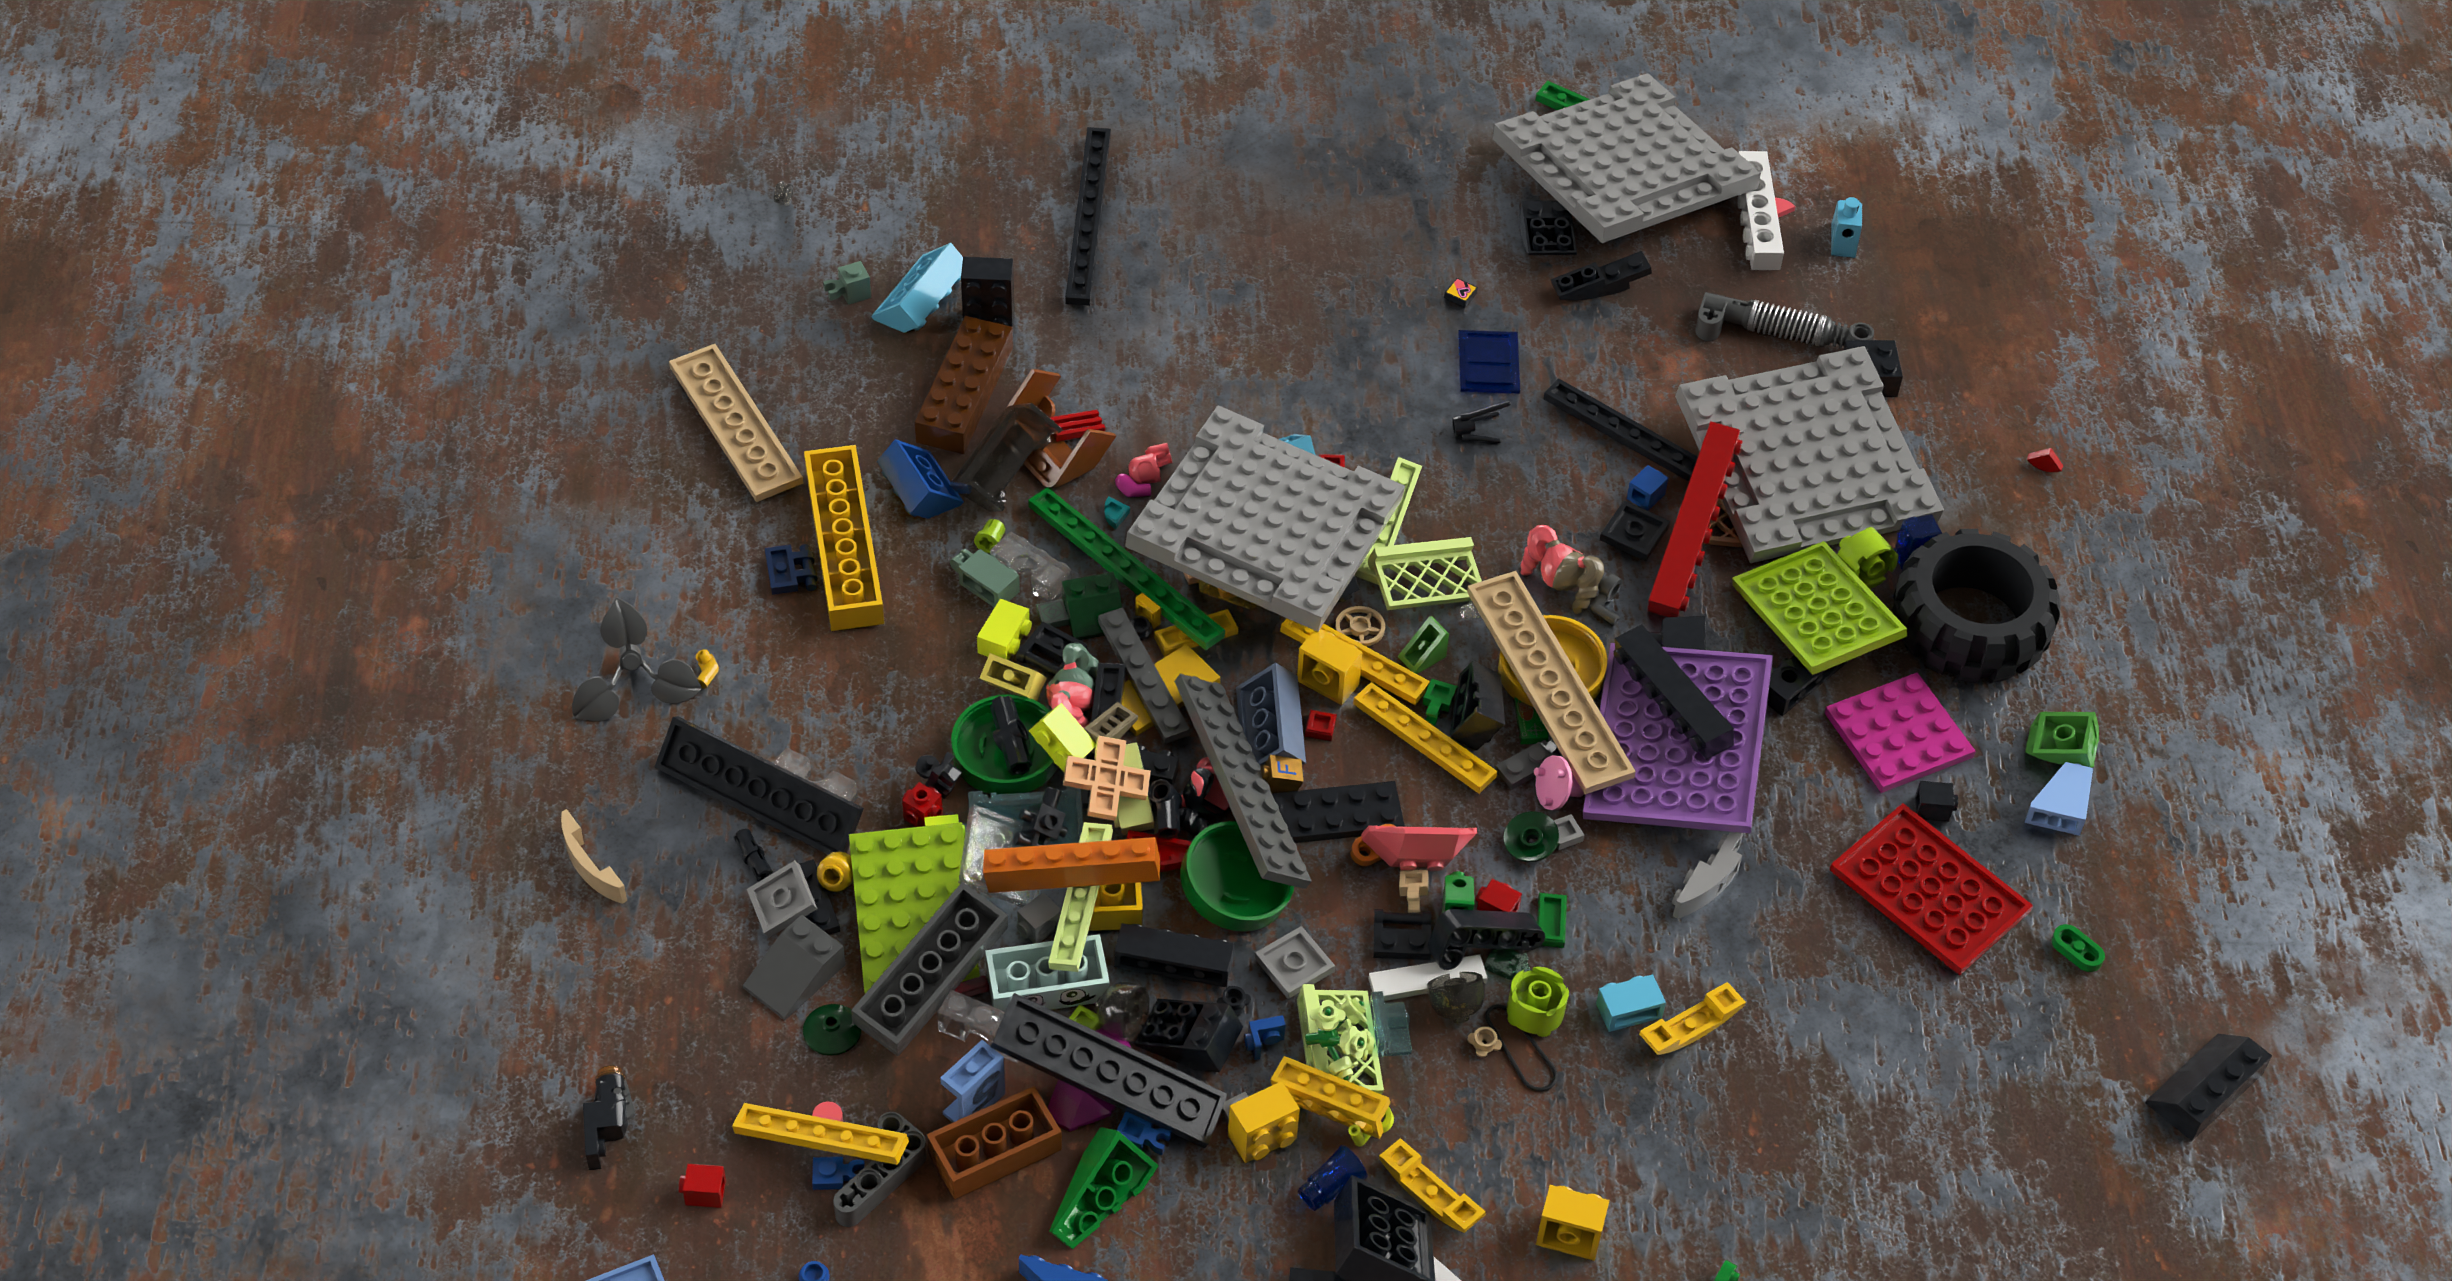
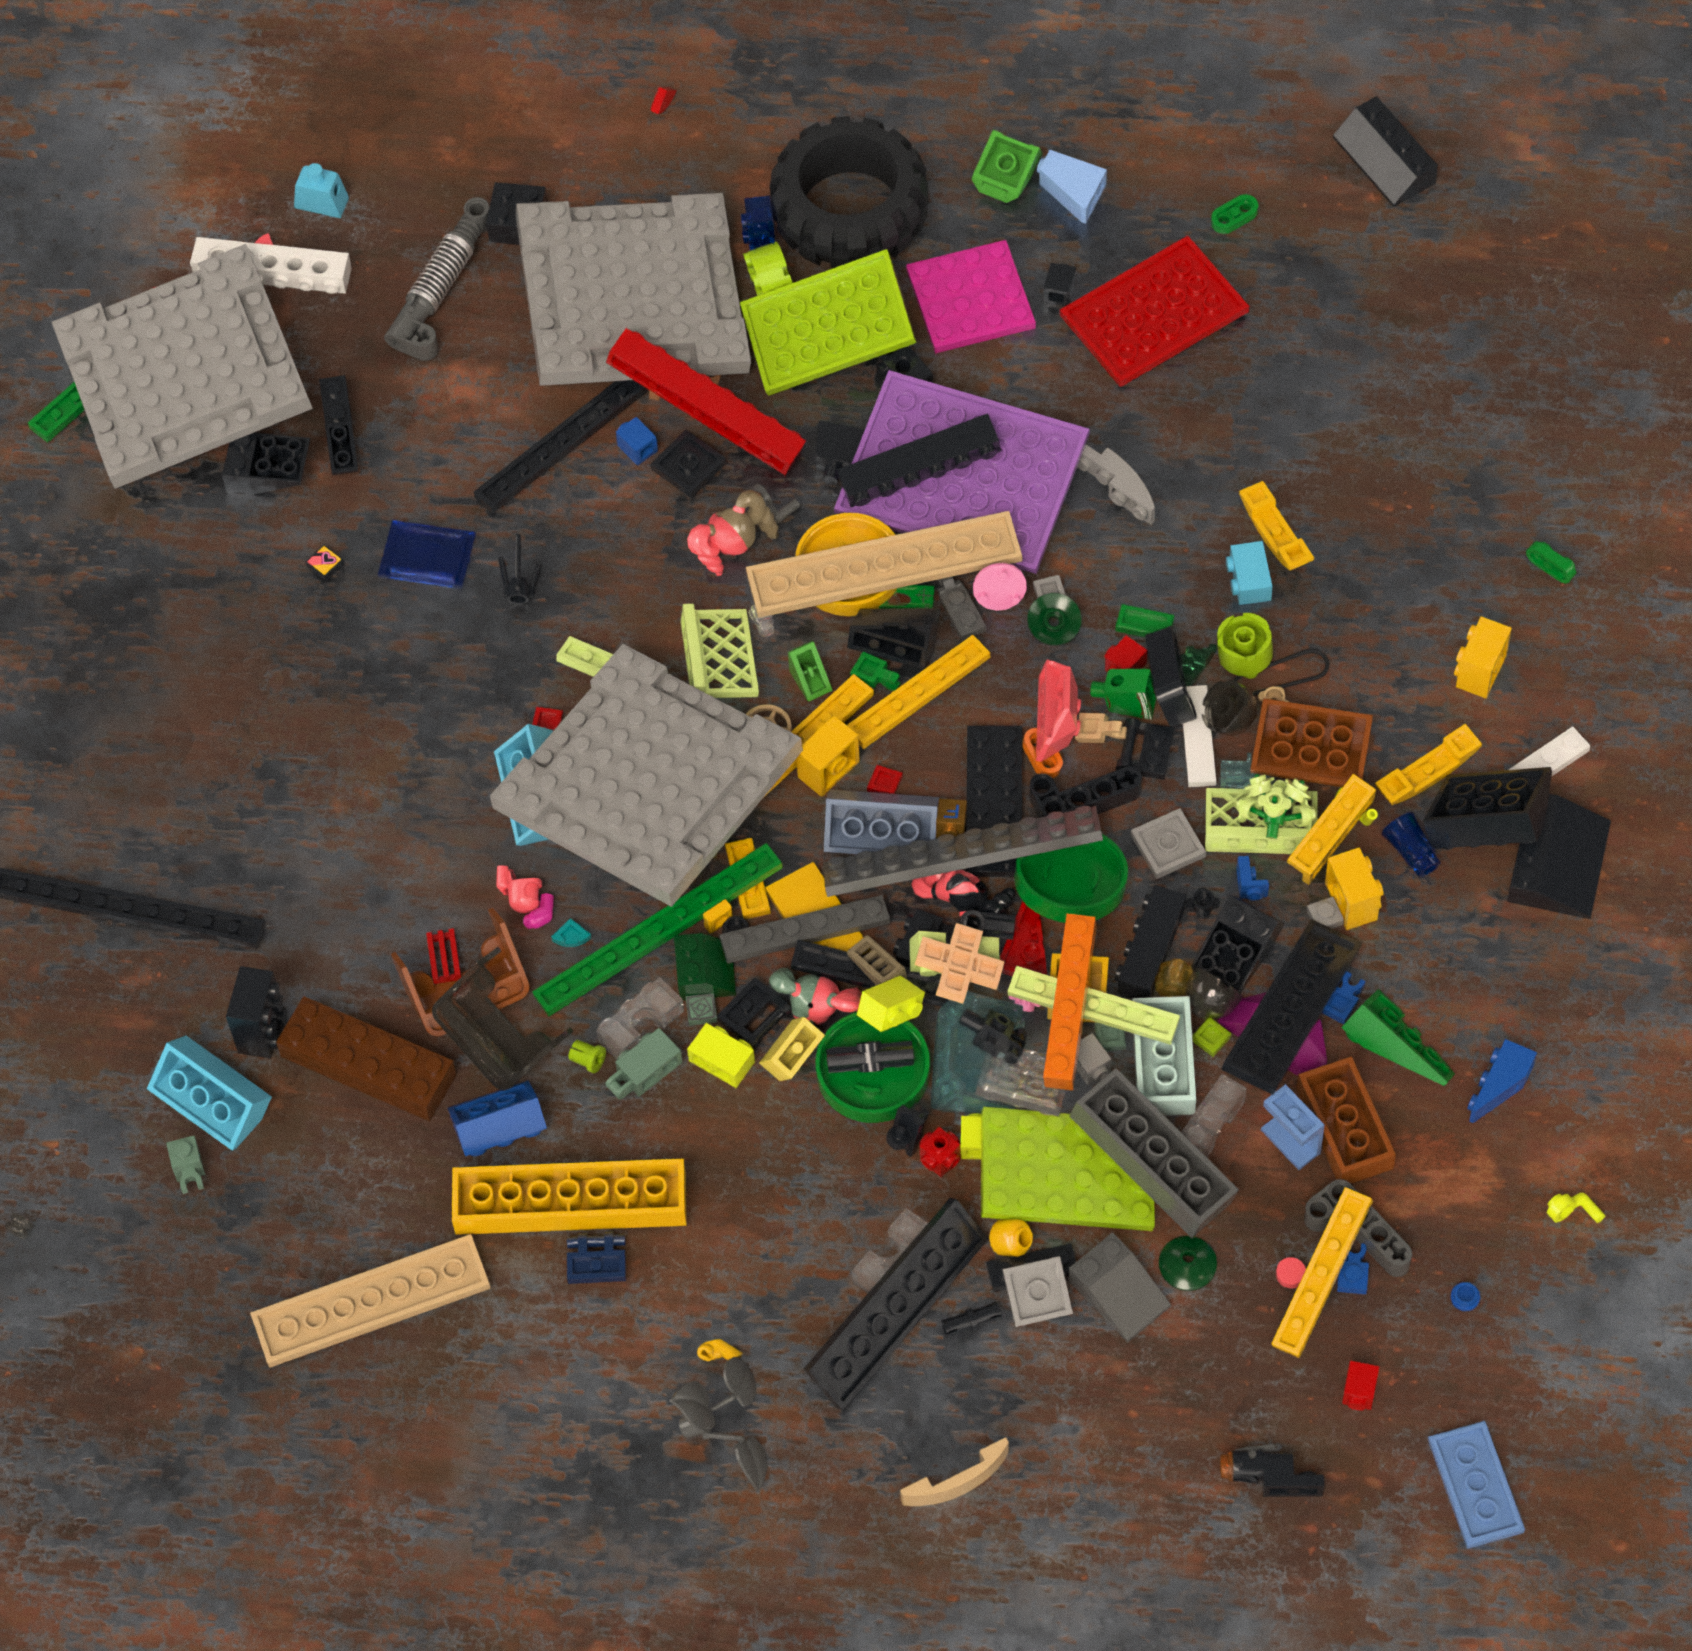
camera: 75 degrees left, 10 degrees up
(1139, 973) = (1172, 978): none -> clear yellow head
(1351, 913) = (1122, 785): none -> black beam
(1427, 1070) = (1310, 743): none -> dark orange slope

